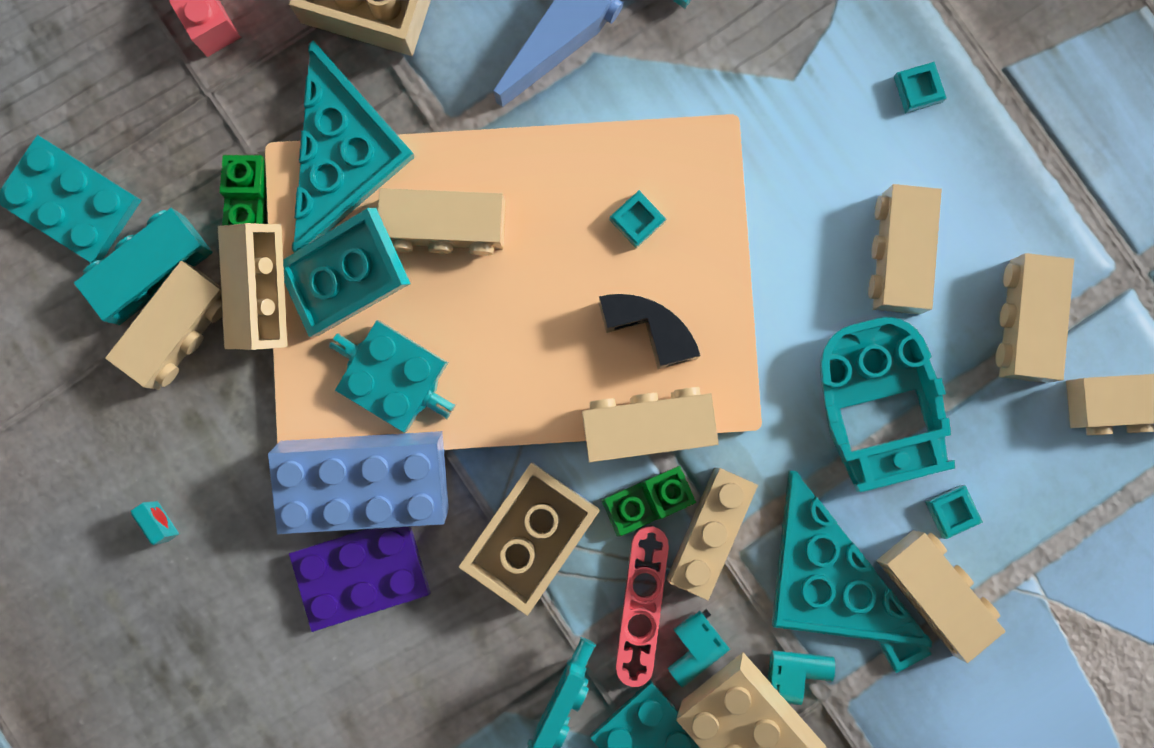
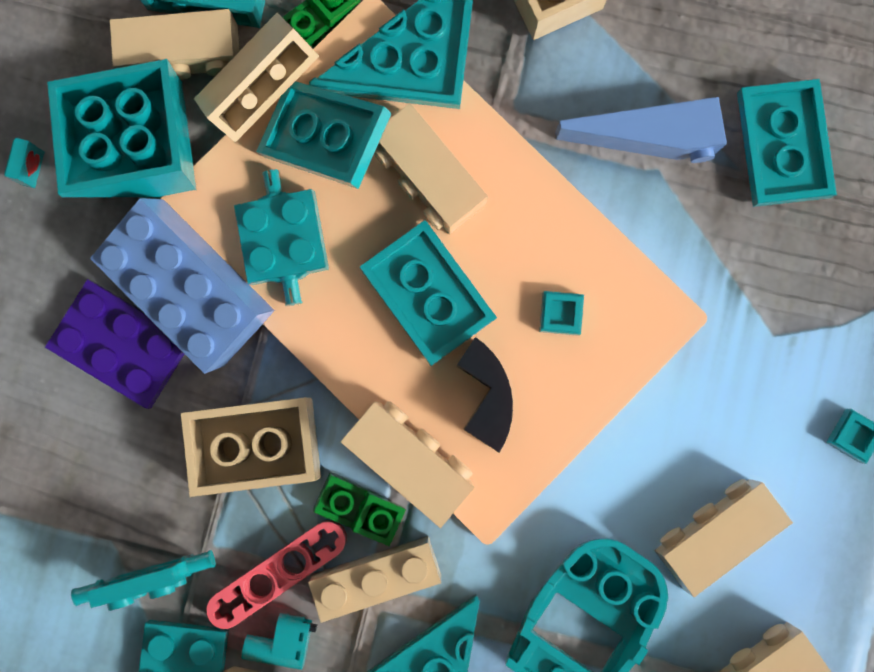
camera: 45 degrees right, 0 degrees up
(202, 426) = (121, 133): none -> teal slope
(533, 303) = (428, 292): none -> teal plate

